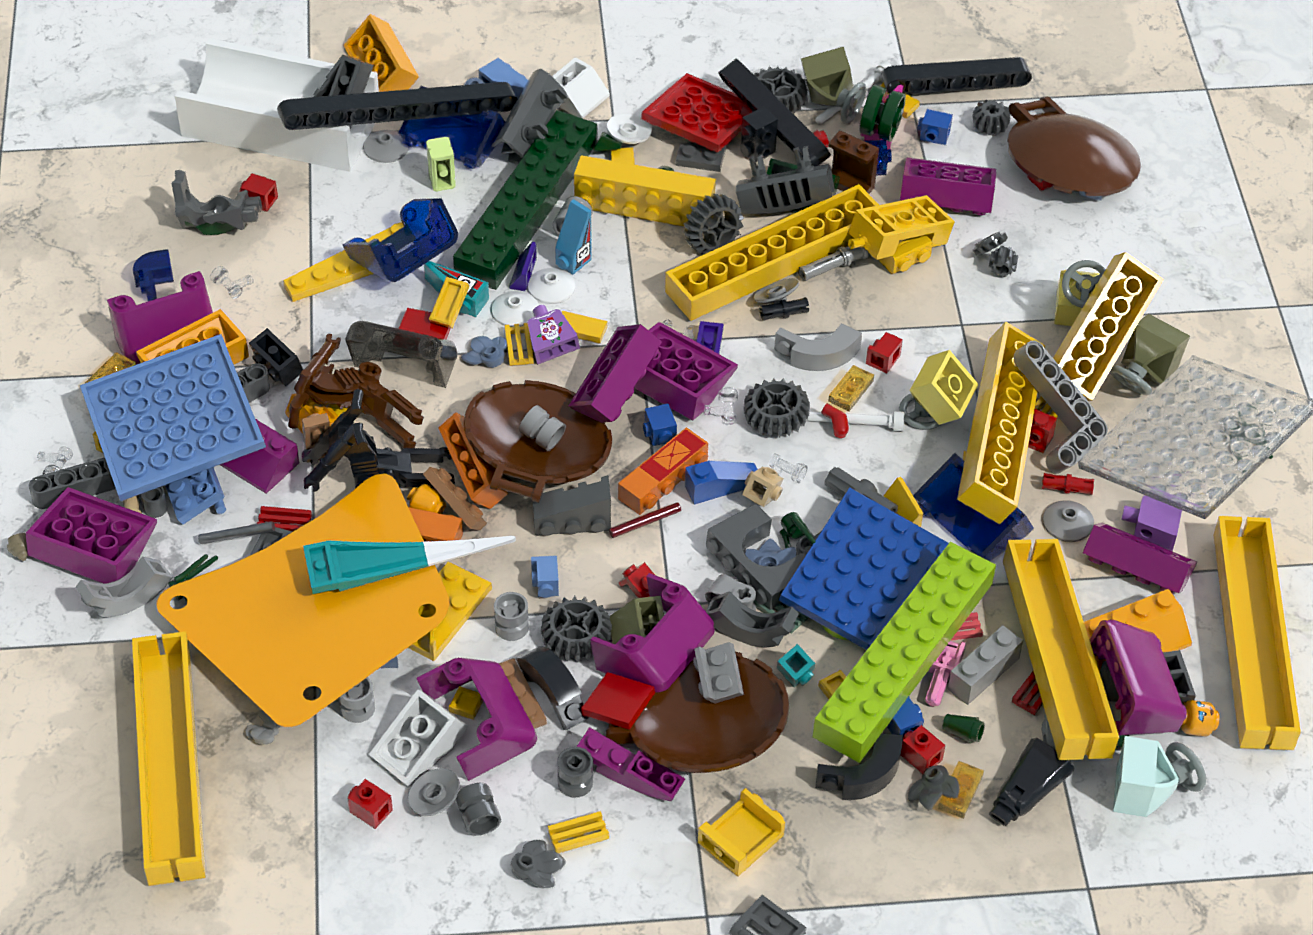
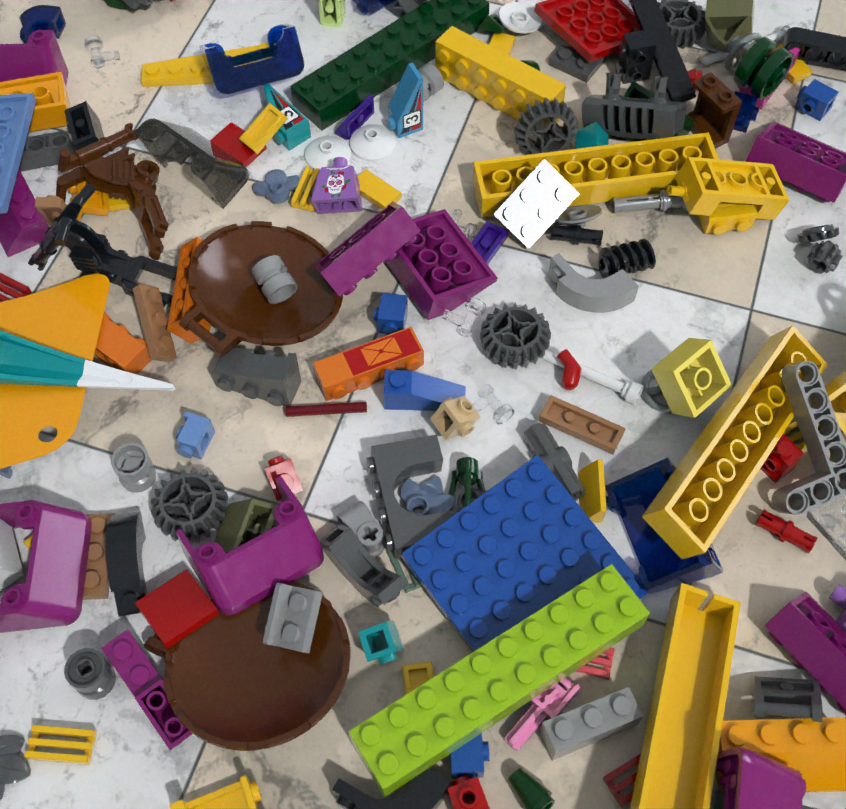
camera: 25 degrees right, 10 degrees up
(426, 499) = (127, 315): light orange head -> none
(465, 595) = (101, 425): yellow plate -> none
(739, 292) = (535, 204): none -> plate
(755, 219) = (591, 136): none -> teal brick
(842, 310) = (626, 257): none -> black piece
(851, 388) = (602, 340): clear yellow plate -> none
(868, 459) = (582, 424): none -> medium nougat plate
(884, 352) = (655, 313): red brick -> none
(1068, 521) = (763, 585): light grey dish -> none
(1121, 593) = (787, 698): none -> dark grey plate

